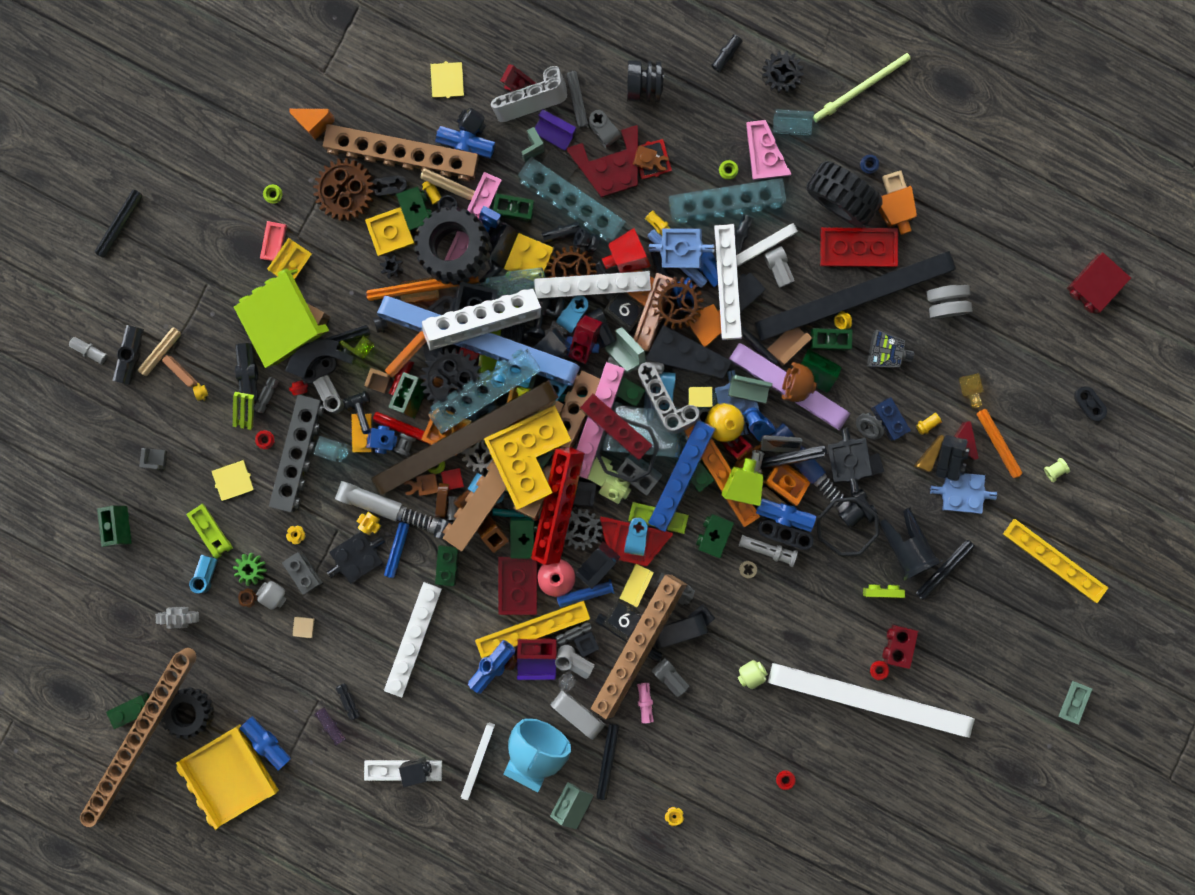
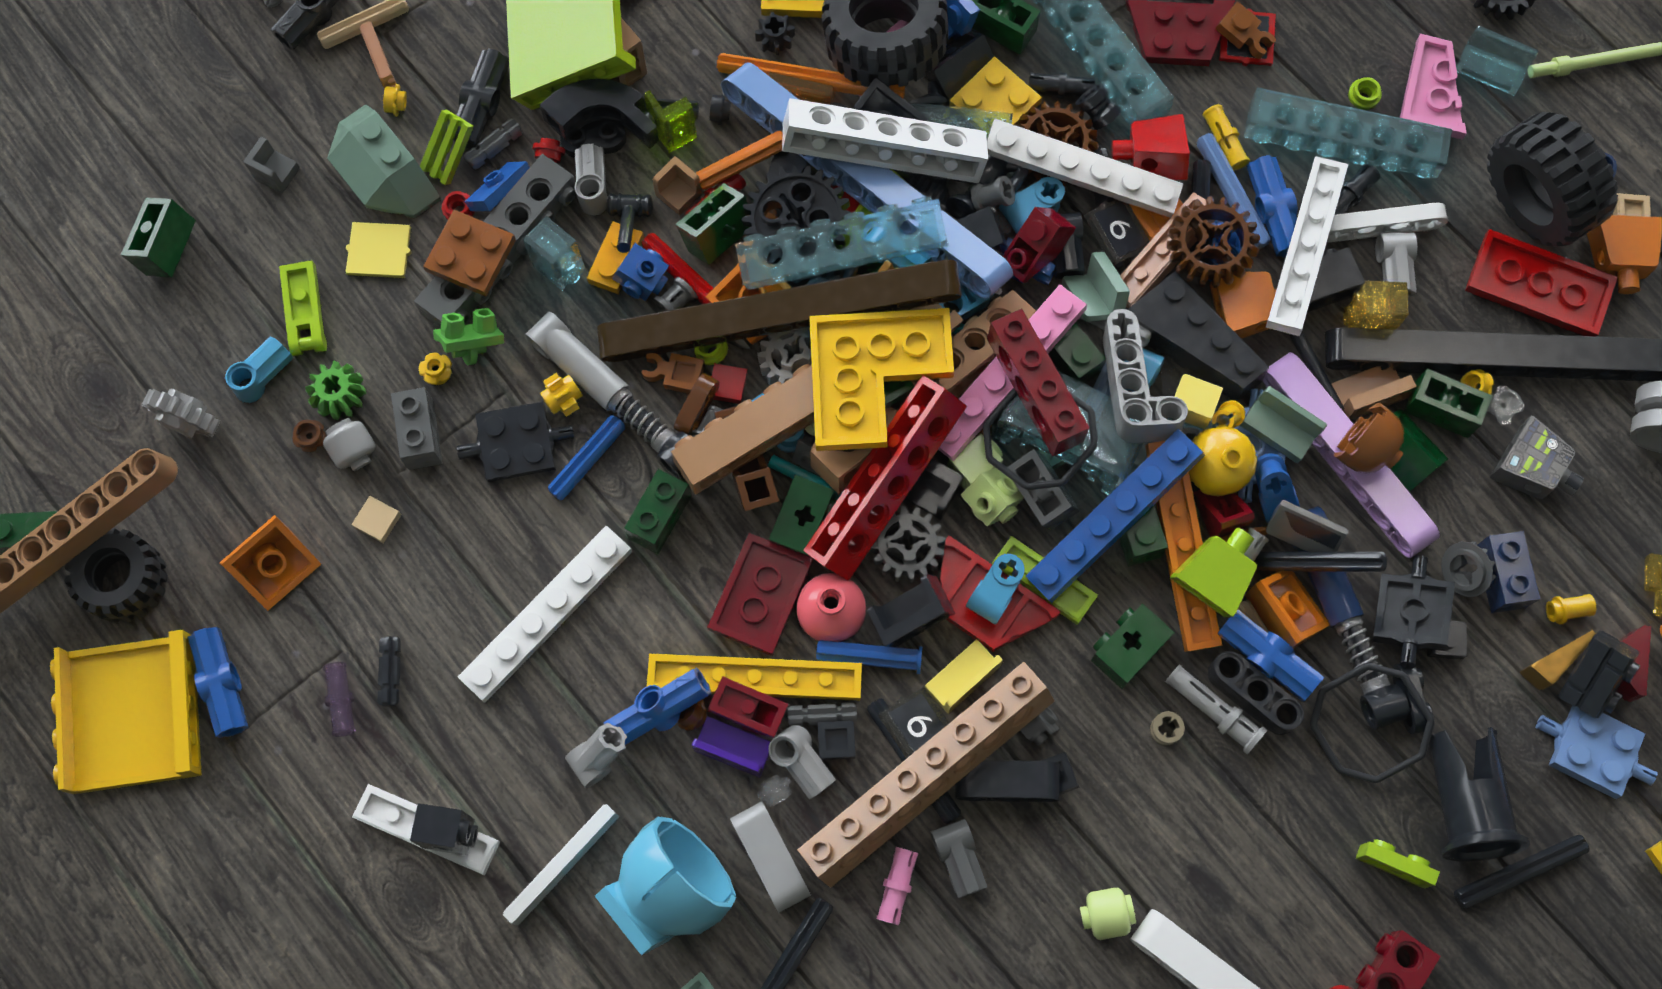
camera: 25 degrees right, 15 degrees down
(209, 434) = (379, 166): none -> sand green wedge
(262, 673) = (270, 562): none -> orange slope
(281, 421) = (496, 186): none -> blue plate
(286, 468) = (469, 253): none -> dark orange plate
(306, 512) = (468, 339): none -> bright green hips
(472, 702) = (592, 758): none -> light grey piece
(553, 320) = (993, 194): none -> dark grey bush
(681, 248) = (1249, 168): medium blue plate -> none
(721, 394) = (1227, 408): none -> yellow pin
(776, 302) = (1378, 306): none -> clear yellow brick
(865, 321) = (1513, 405): none -> clear plate

